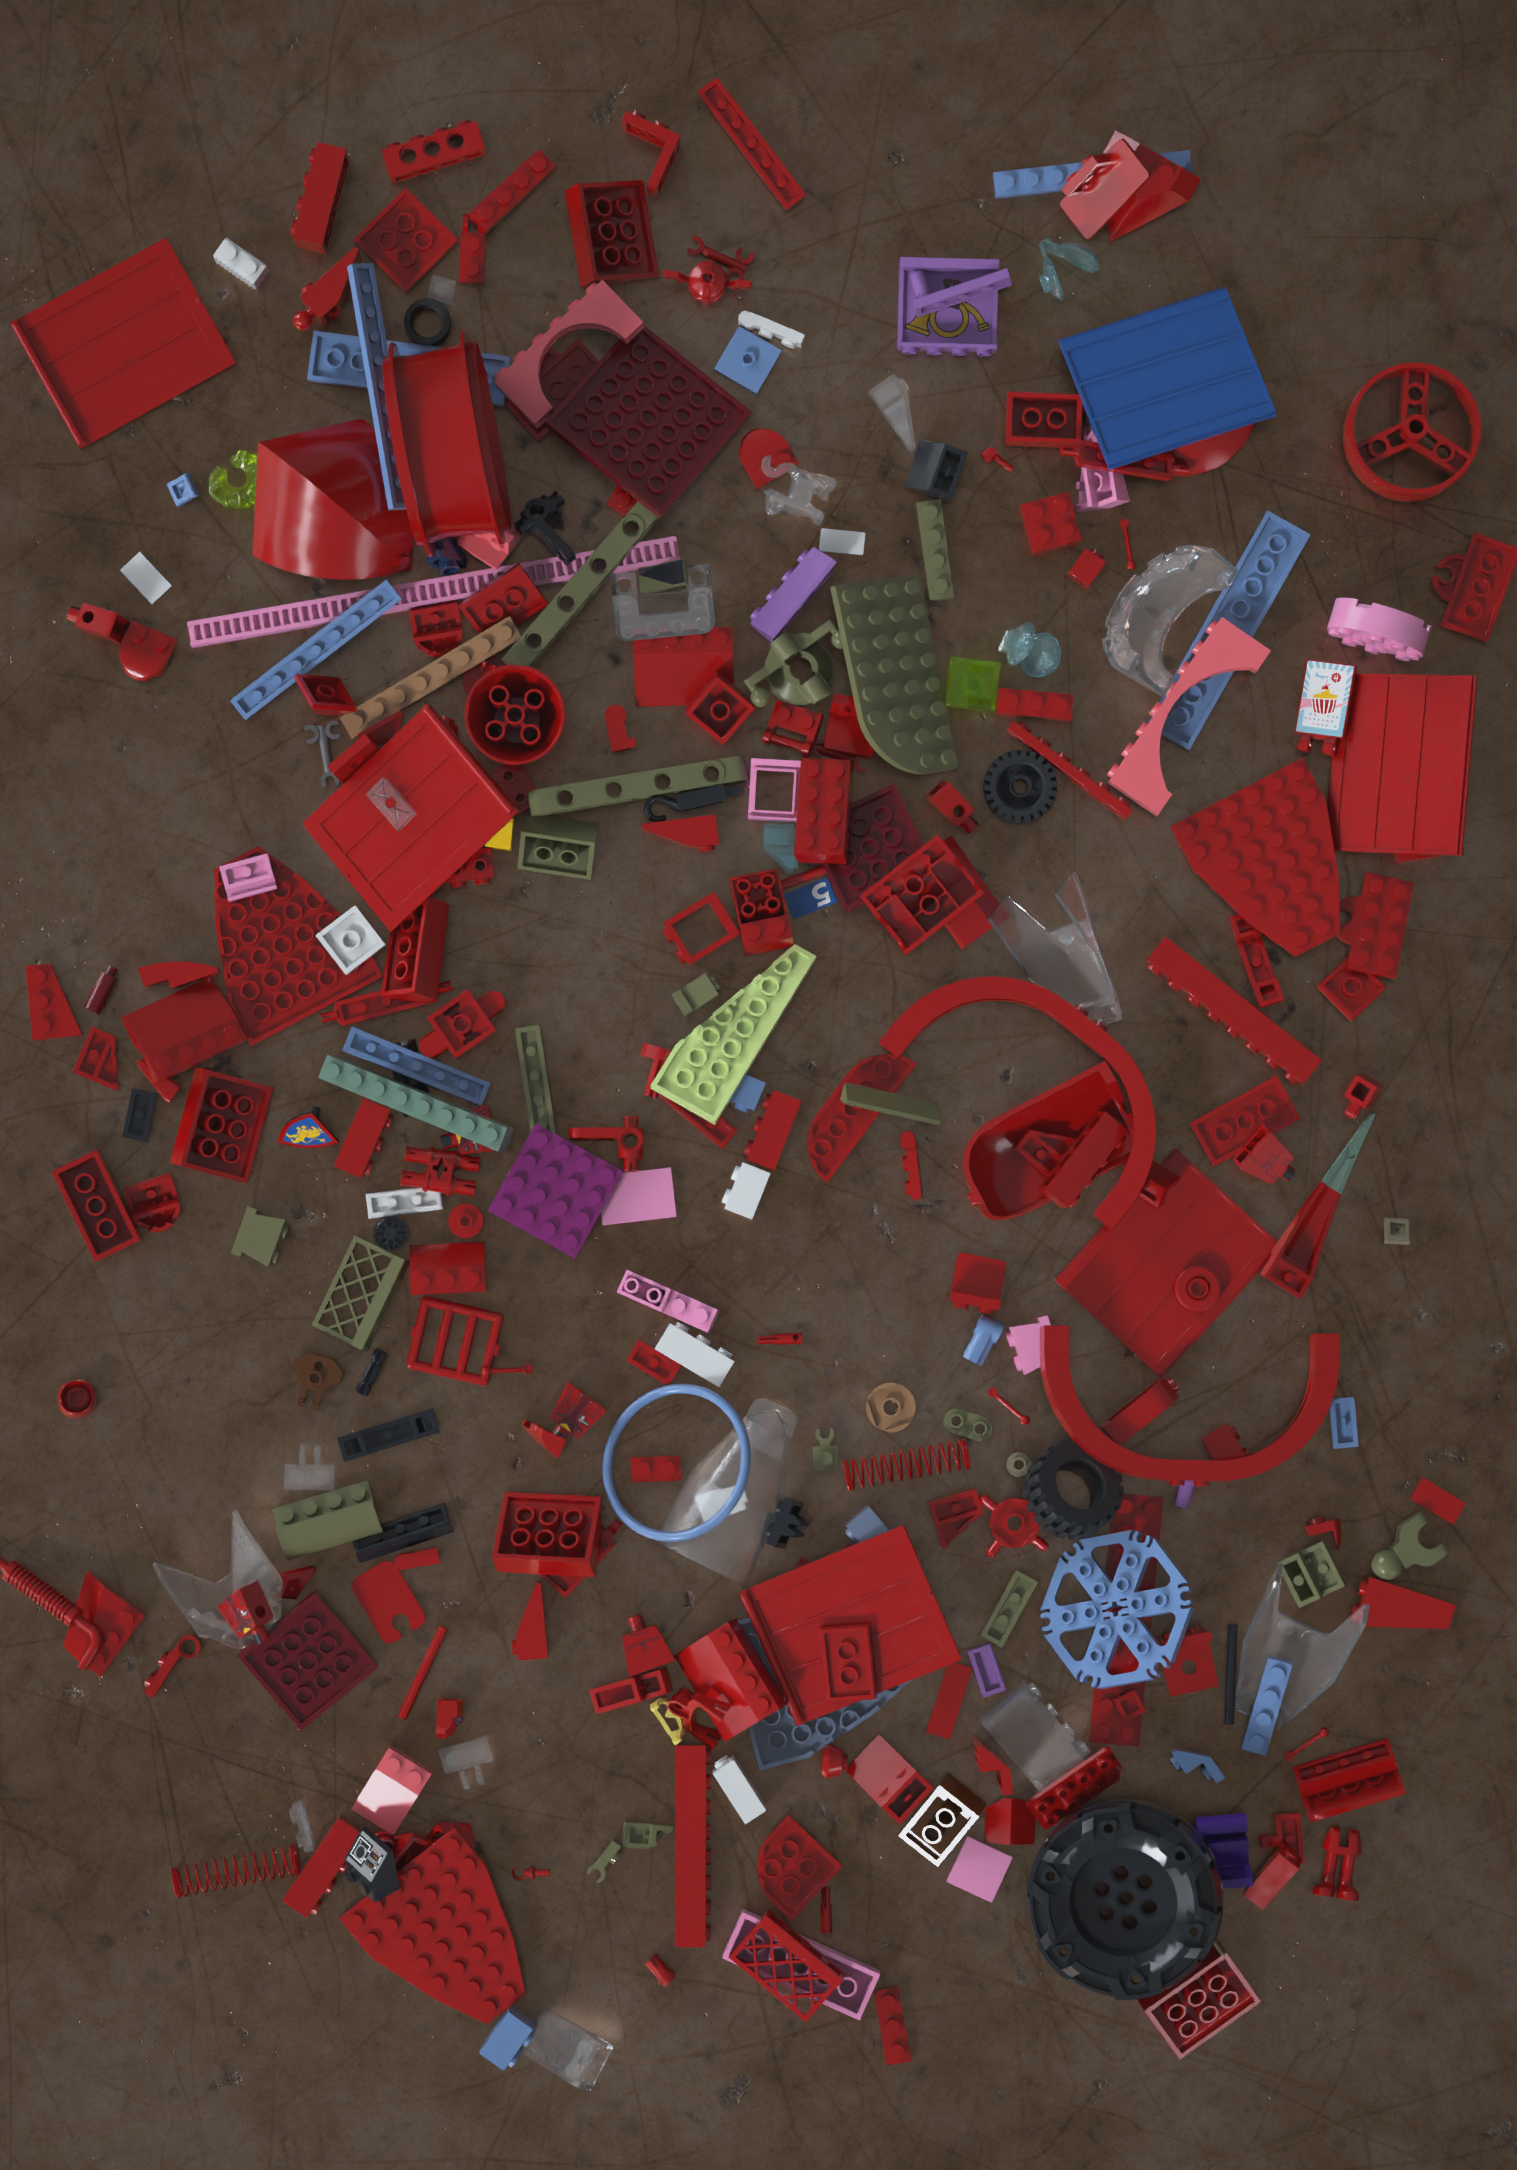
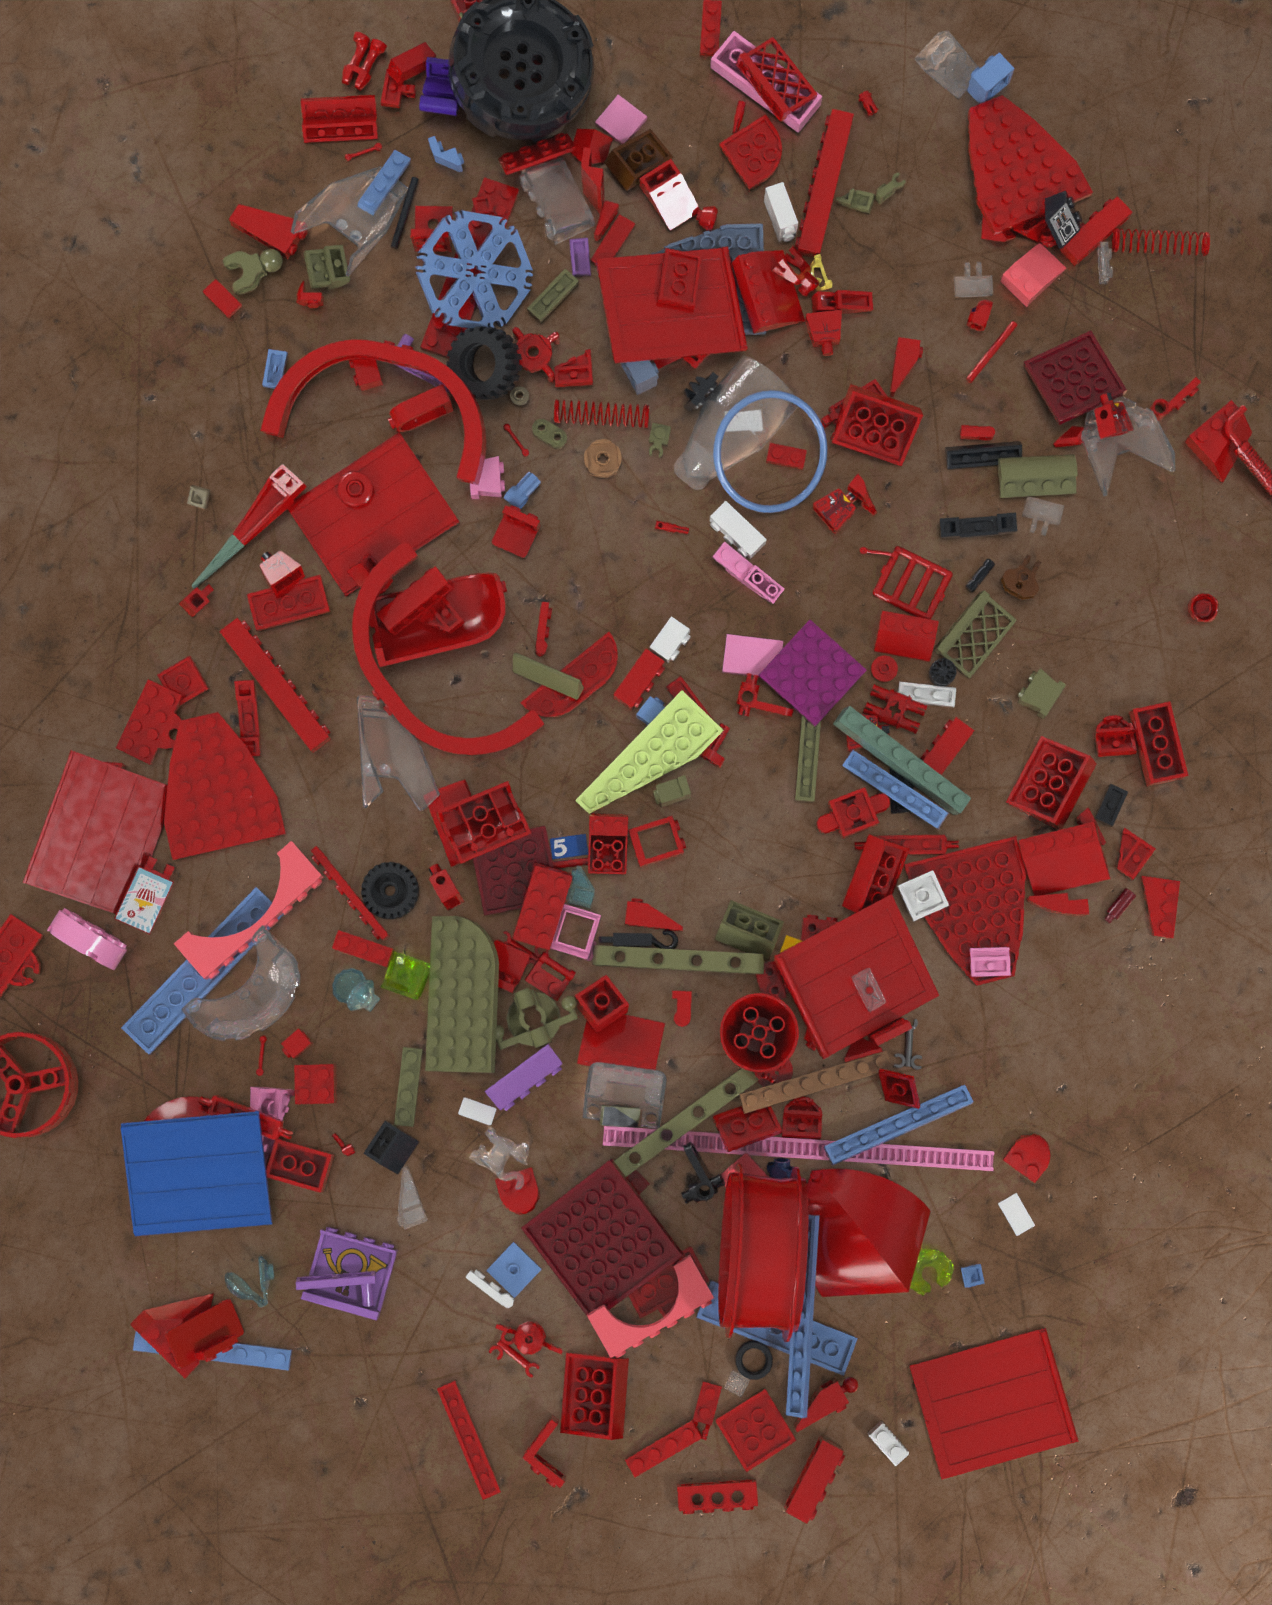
camera: 160 degrees left, 5 degrees down
(99, 622) = (1060, 1186): red torso -> none
(307, 1131) = (987, 762): shield -> none
(385, 1594) = (1006, 413): red piece -> none
(531, 1873) = (945, 192): red hand -> none
(653, 1362) = (775, 536): red plate -> none
(965, 1732) = (606, 217): none -> red slope

